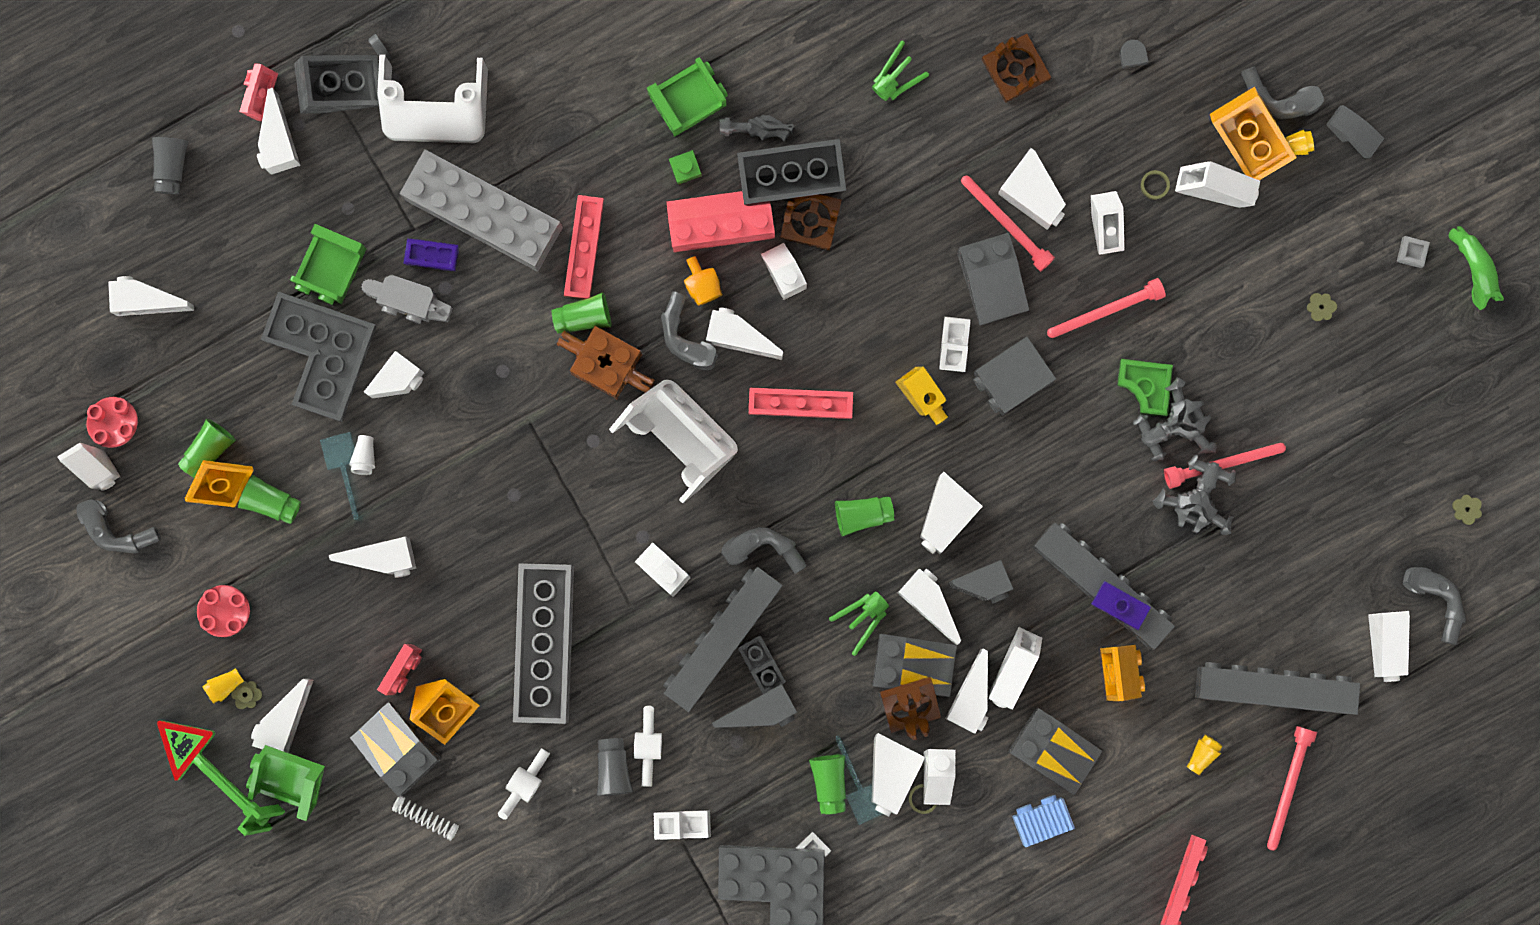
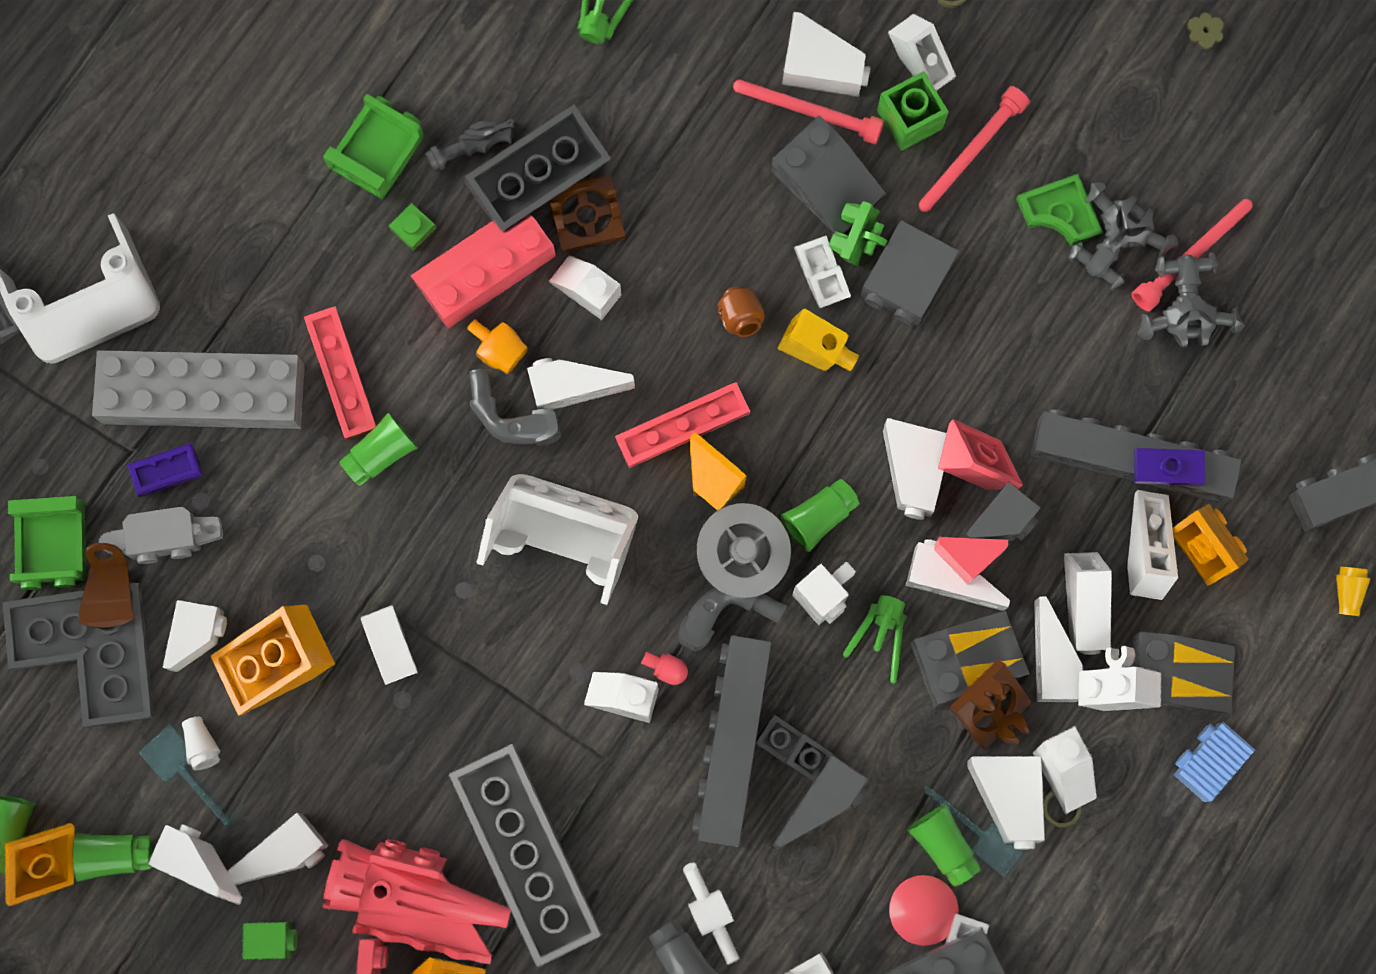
camera: 30 degrees left, 5 degrees down
(321, 535) = (194, 862): none -> white slope
(345, 612) = (269, 940): none -> bright green brick
(352, 319) = (107, 589): none -> reddish brown piece
(440, 422) = (272, 658): none -> light orange slope
(451, 634) = (417, 900): none -> coral piece
(523, 453) = (388, 644): none -> white slope
(602, 346) = (417, 475): dark orange brick -> none
(703, 565) = (666, 667): none -> coral cylinder
(792, 818) = (923, 910): none -> coral dish
(796, 512) = (743, 550): none -> light grey wheel
(801, 450) = (713, 474): none -> light orange slope
(834, 570) = (823, 593): none -> white brick
(882, 344) = (741, 311): none -> dark orange head
(948, 597) = (969, 555): none -> coral slope
(992, 530) = (977, 458): none -> coral slope
(995, 333) = (863, 234): none -> bright green hips
(1004, 737) = (1121, 685): none -> white brick
(1077, 261) = (912, 110): none -> bright green head
(1080, 653) = (1151, 548): none -> white slope

